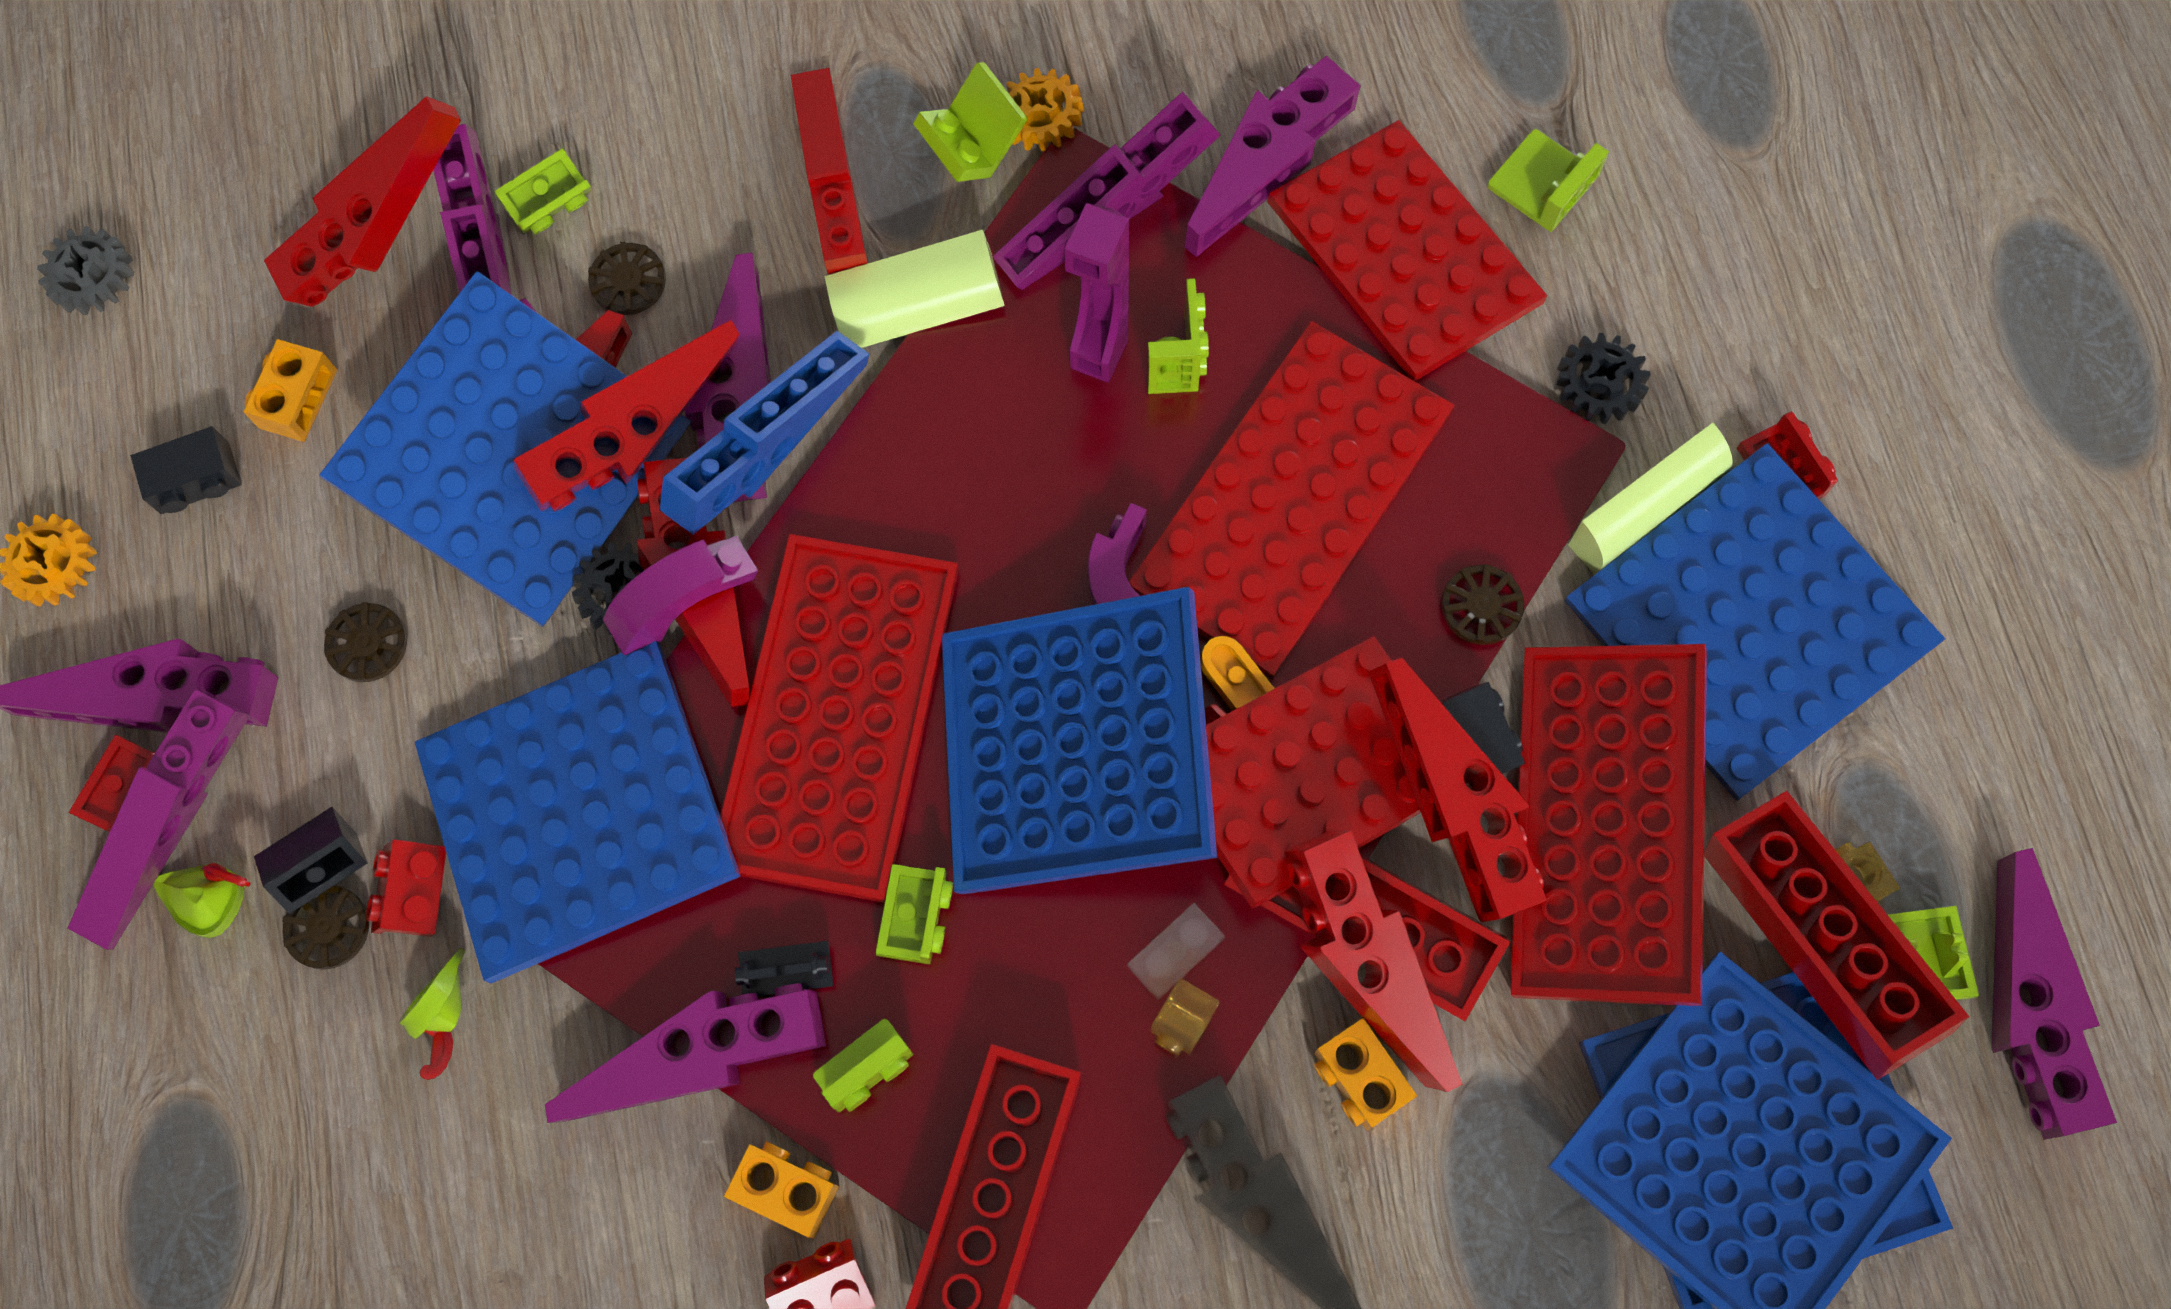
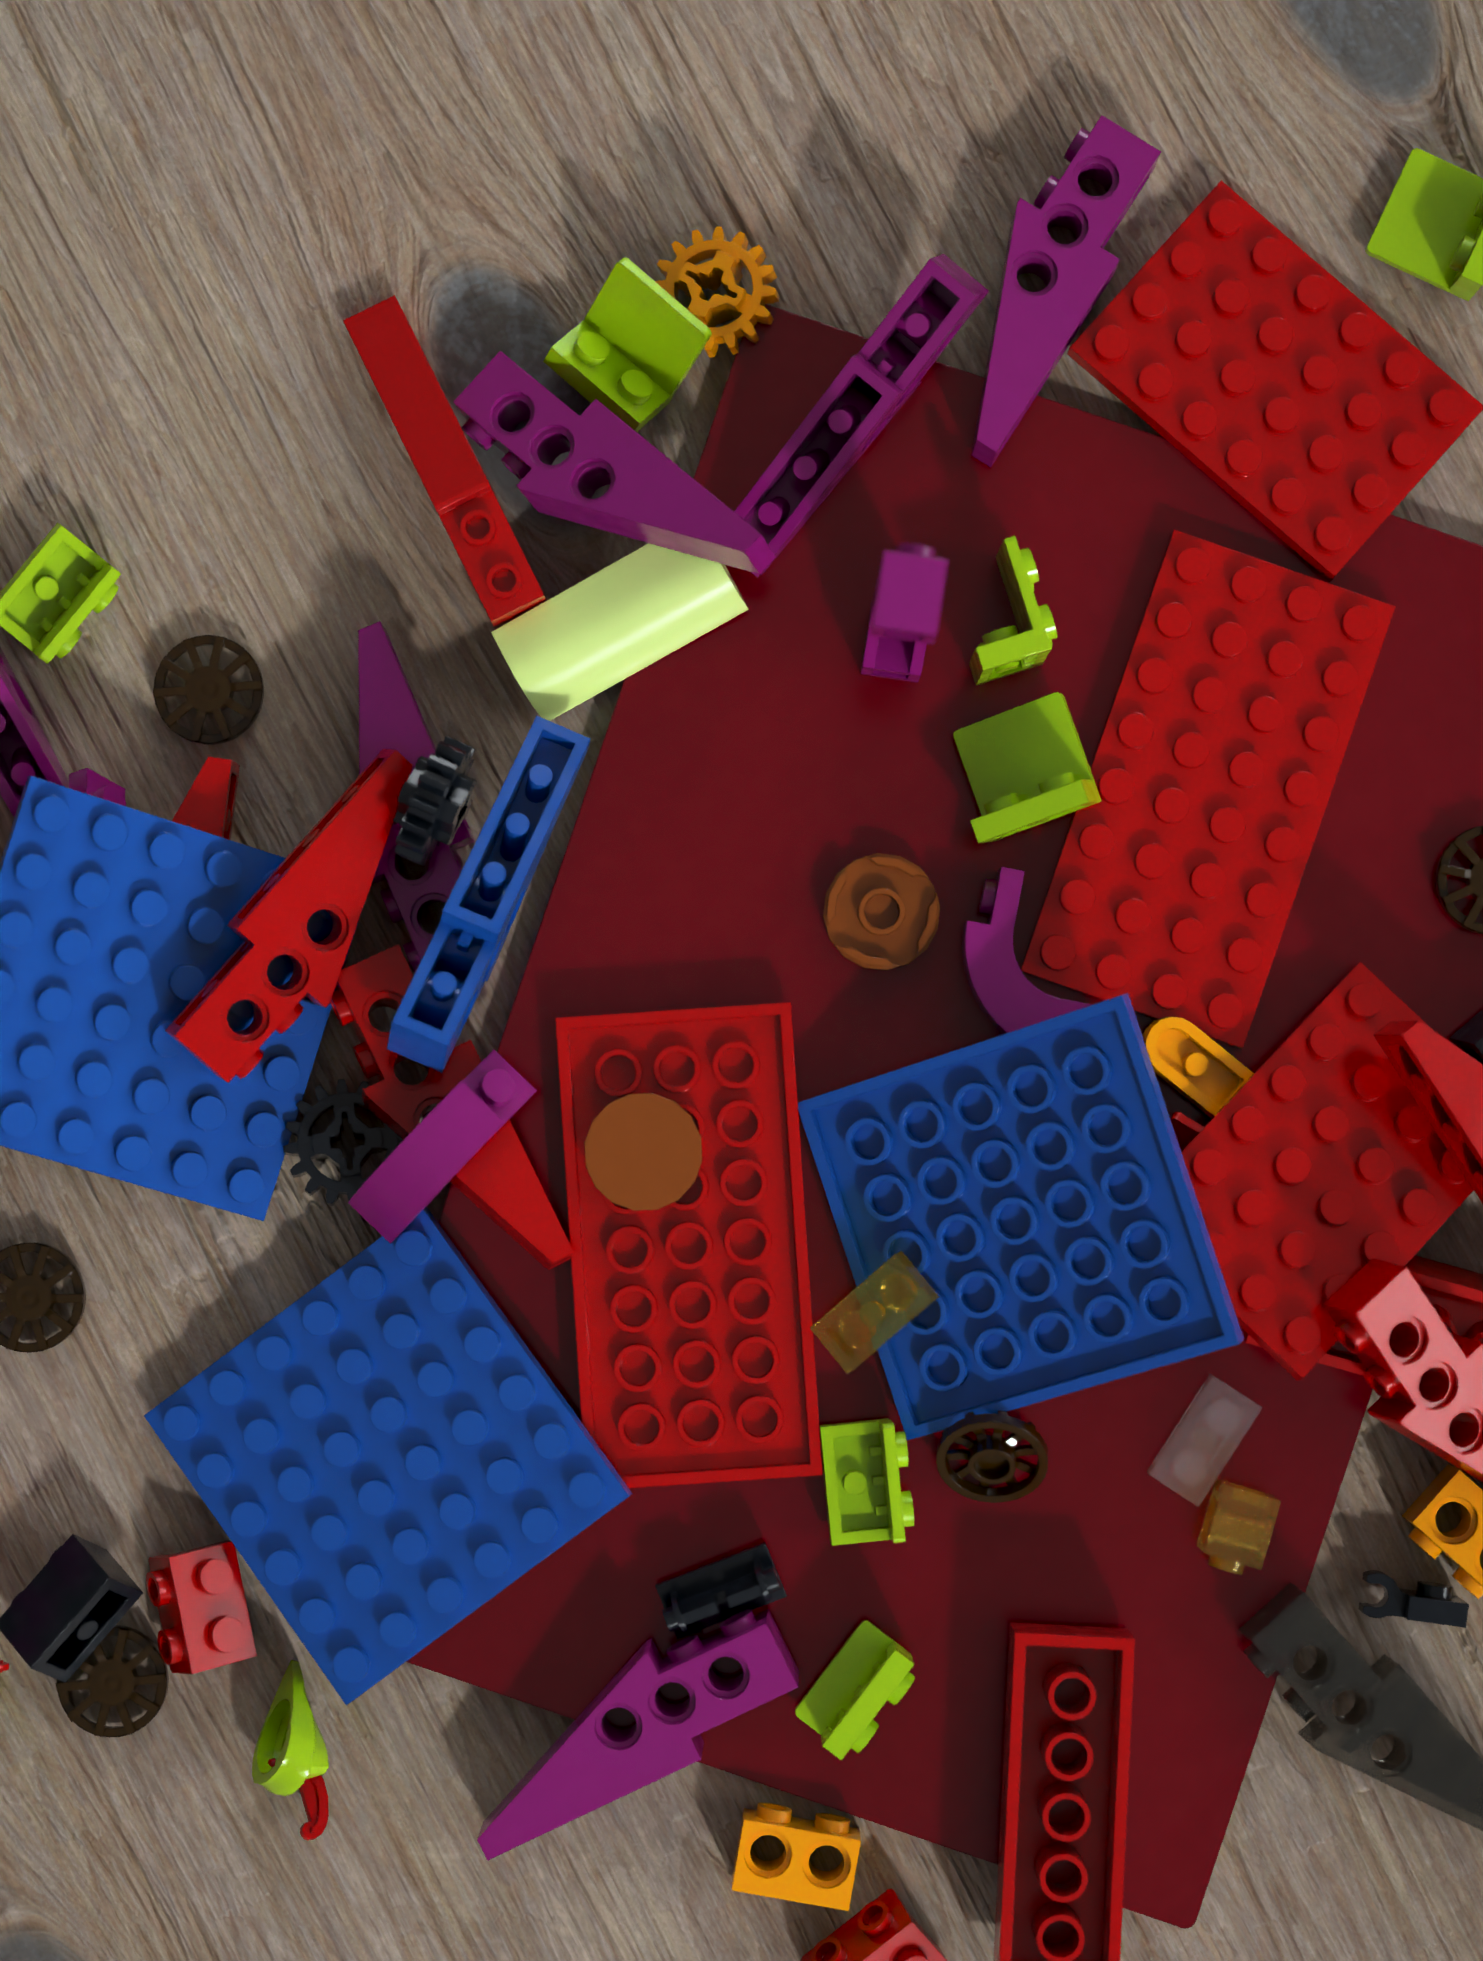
camera: 15 degrees left, 15 degrees up
(746, 358) = (434, 800): none -> black gear
(822, 635) = (643, 1151): none -> dark orange tile
(930, 190) = (647, 491): none -> magenta brick
(954, 787) = (874, 1312): none -> clear yellow plate
(1012, 917) = (992, 1457): none -> dark brown wheel
(1040, 524) = (881, 912): none -> dark orange tile
(1166, 448) = (1025, 767): none -> lime bracket
(1317, 1119) = (1428, 1603): none -> black plate

